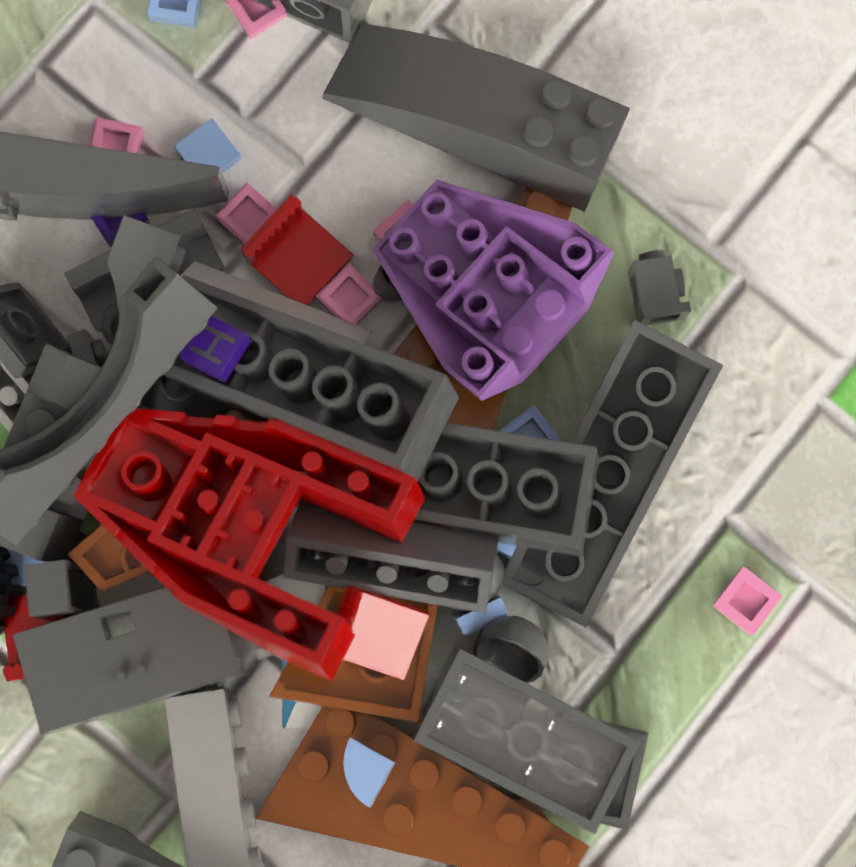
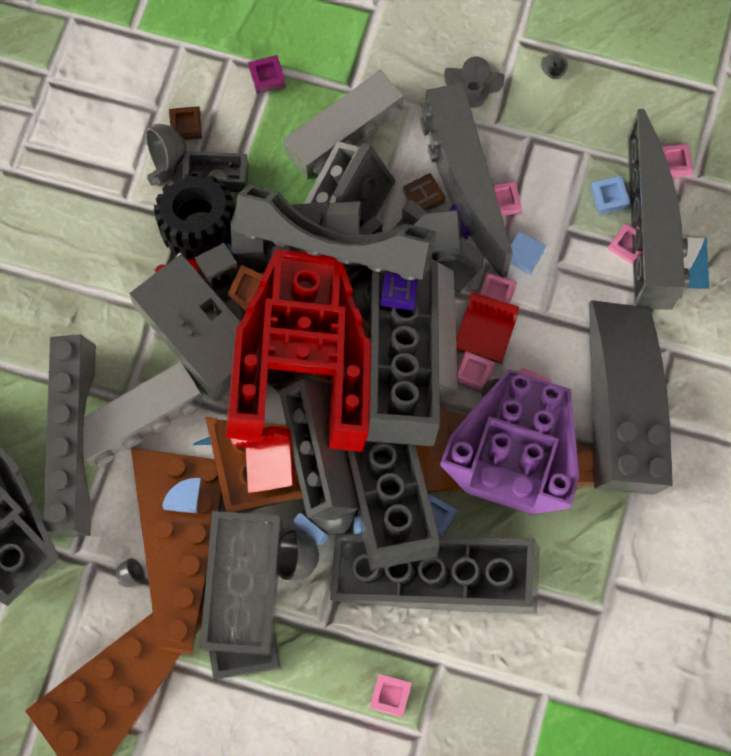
camera: 70 degrees right, 10 degrees down
(56, 250) = (424, 192): none -> reddish brown tile
(657, 289) = (566, 555): dark grey brick -> none

